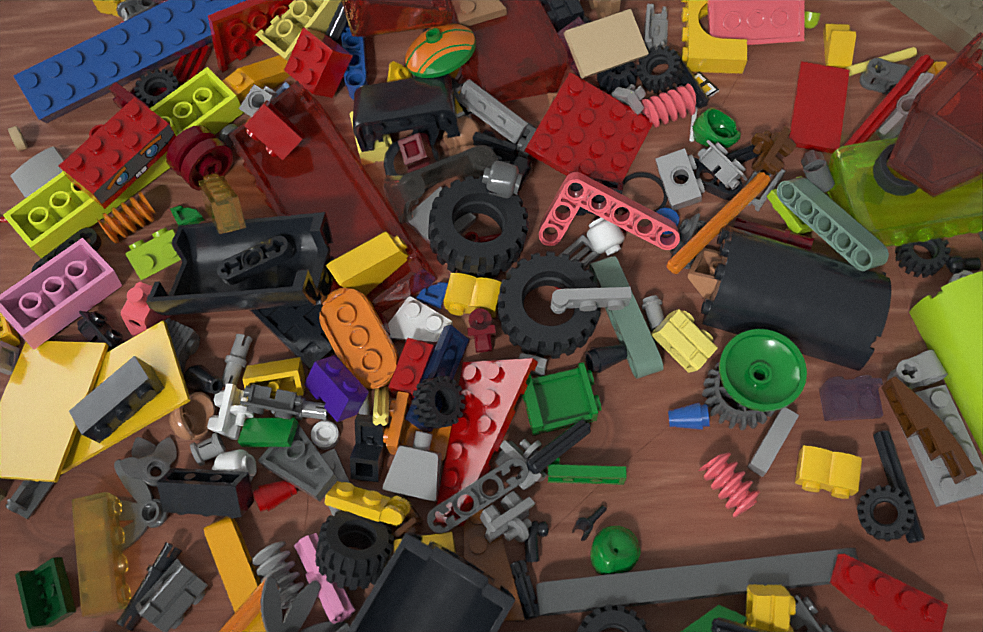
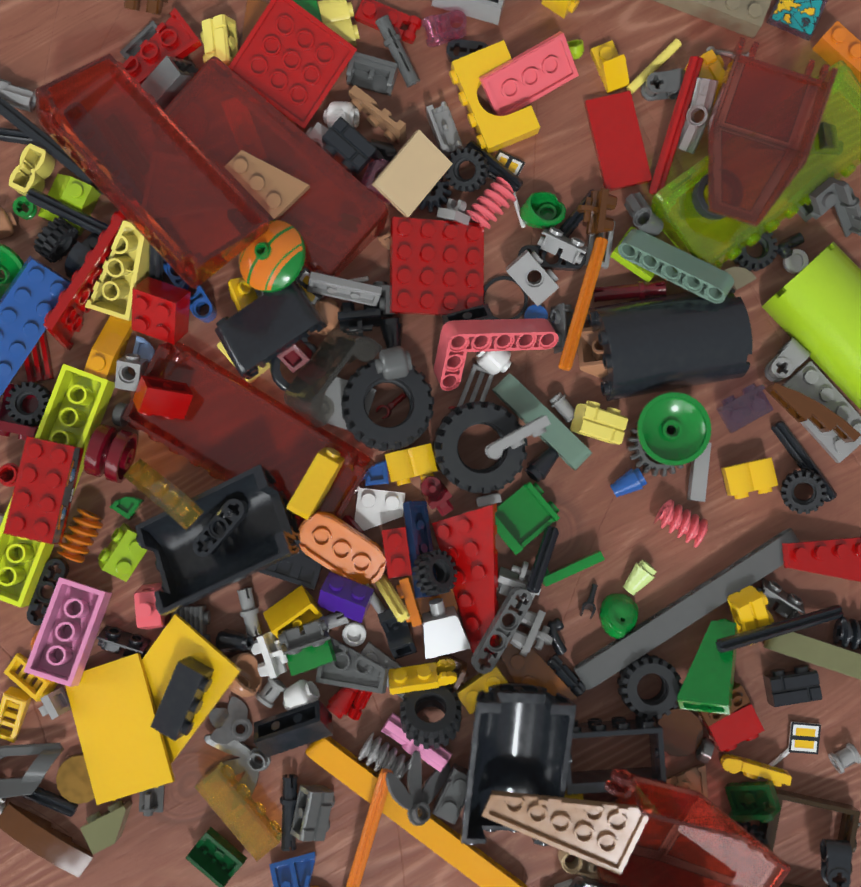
camera: 30 degrees left, 20 degrees up
(290, 507) = (359, 703): none -> red axle
(657, 520) = (639, 577): none -> yellowish green cone
(897, 272) = (741, 276): none -> dark tan tile

